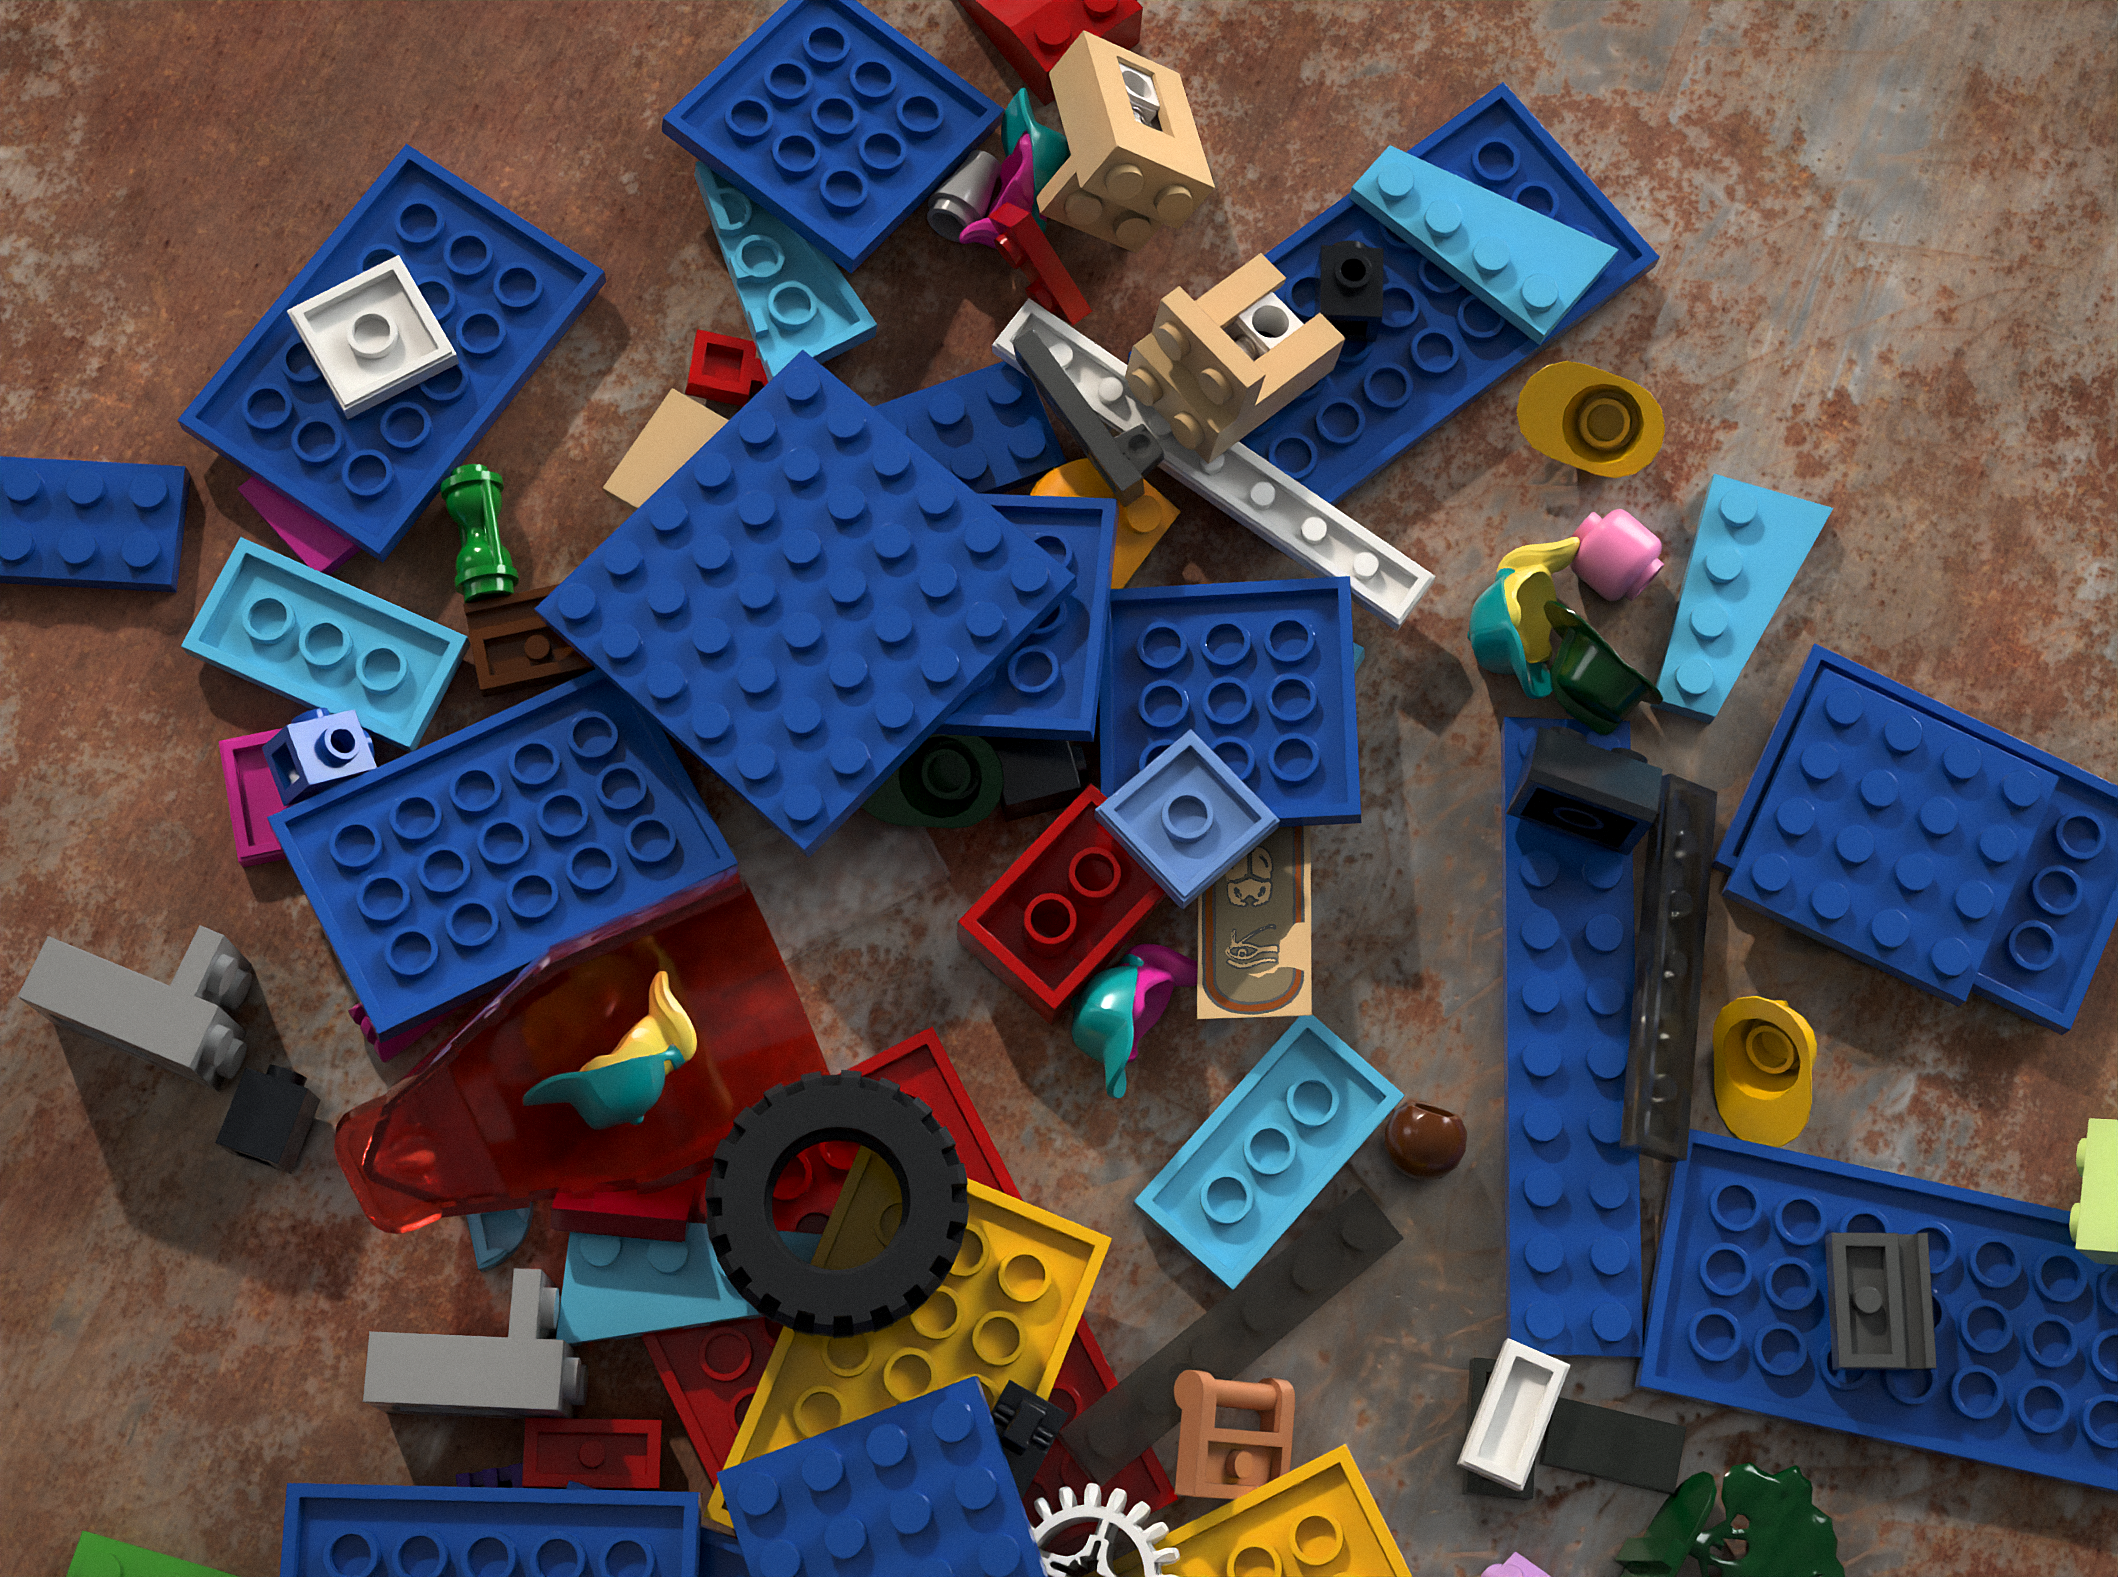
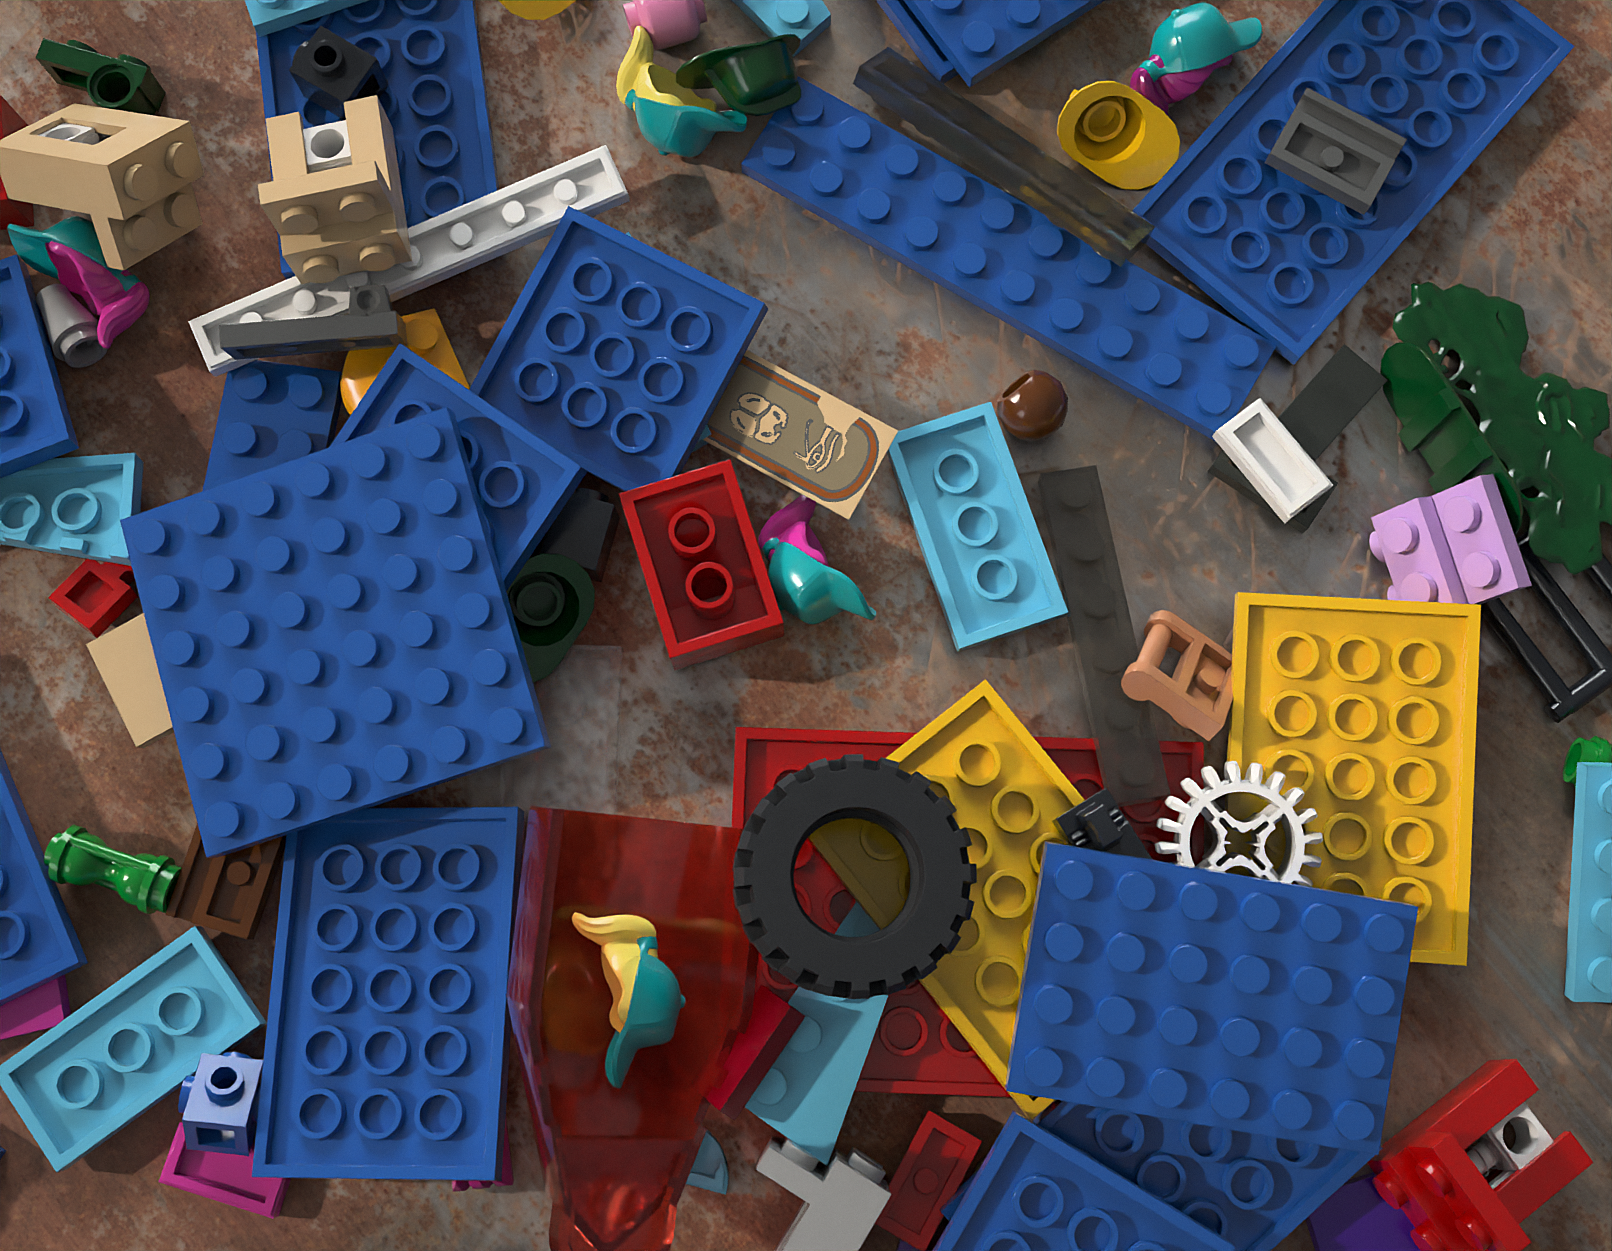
camera: 55 degrees left, 5 degrees up
(1026, 247) = (153, 295): red plate -> none
(1186, 819) = (691, 435): medium blue plate -> none
(1221, 86) = (102, 76): none -> dark green plate
(1586, 790) = (841, 129): black slope -> none
(1894, 1092) = (1188, 50): none -> teal hair

